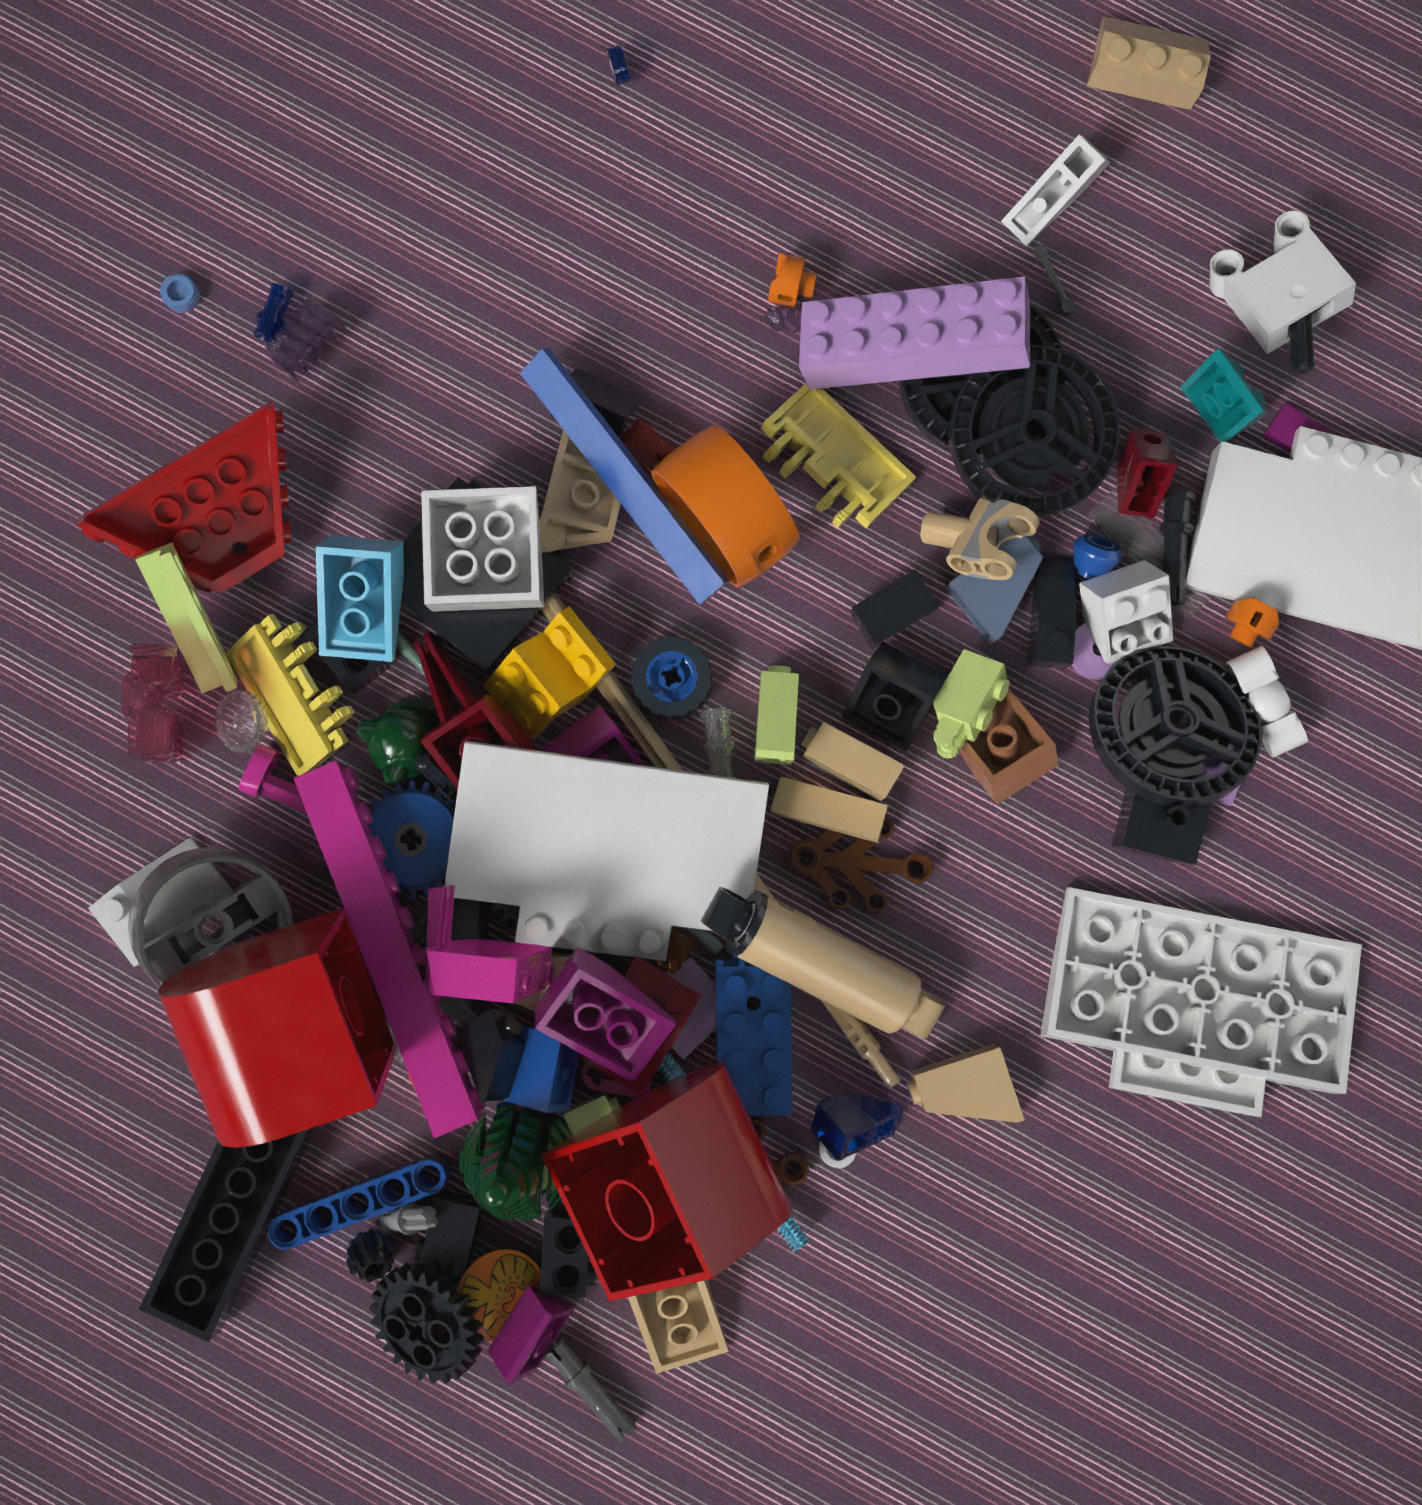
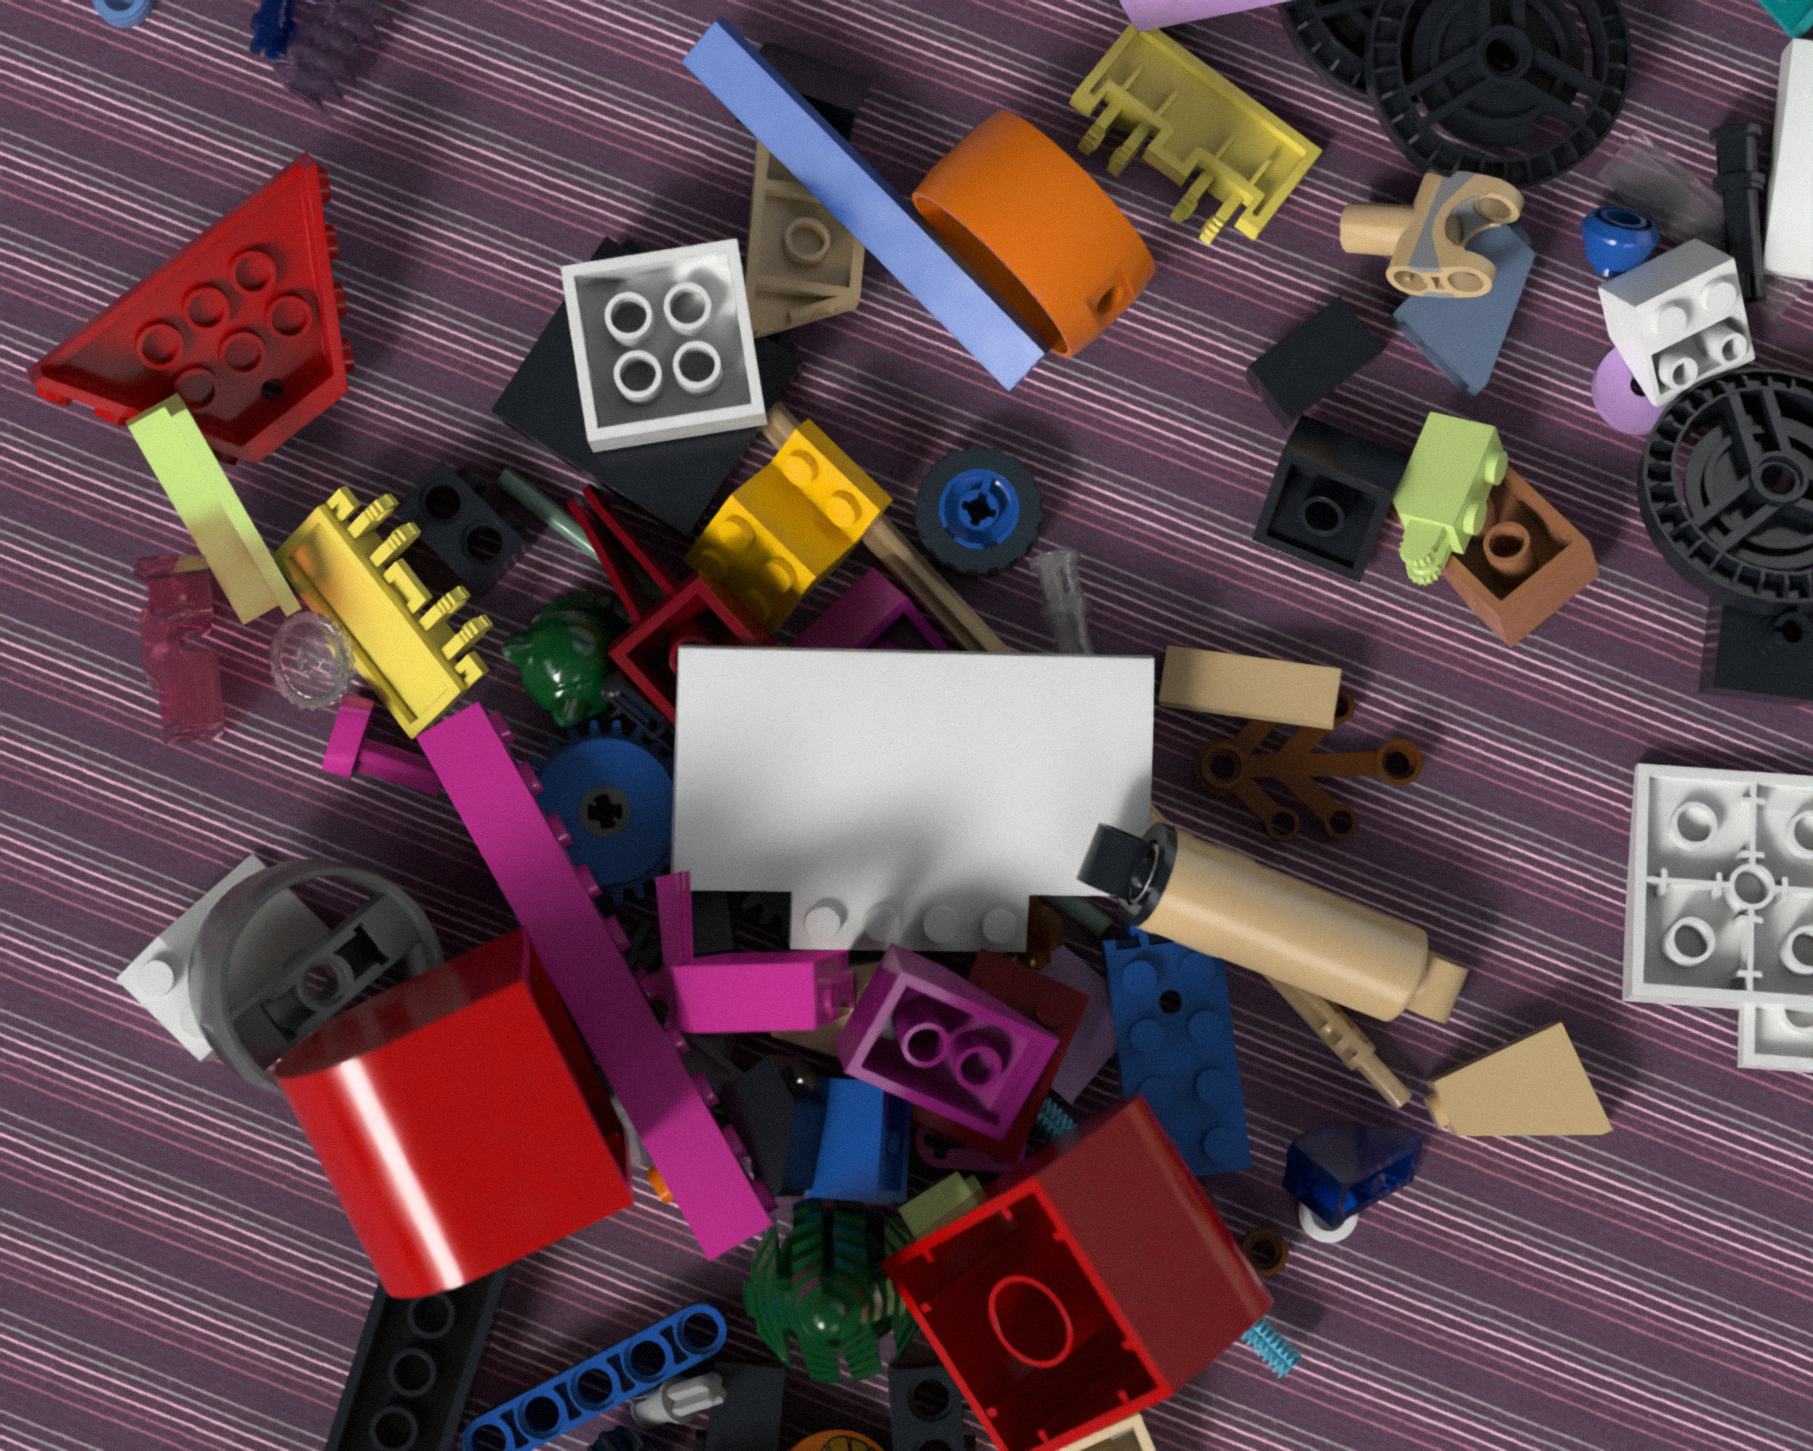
camera: 10 degrees left, 0 degrees up
(359, 596) = (478, 443): medium azure slope -> none
(646, 445) = (895, 153): clear red piece -> none
(776, 716) = (1151, 552): yellowish green slope -> none
(851, 761) = (1276, 607): tan slope -> none
(1053, 615) = (1563, 342): black slope -> none
(1145, 460) = (1680, 79): dark red torso -> none

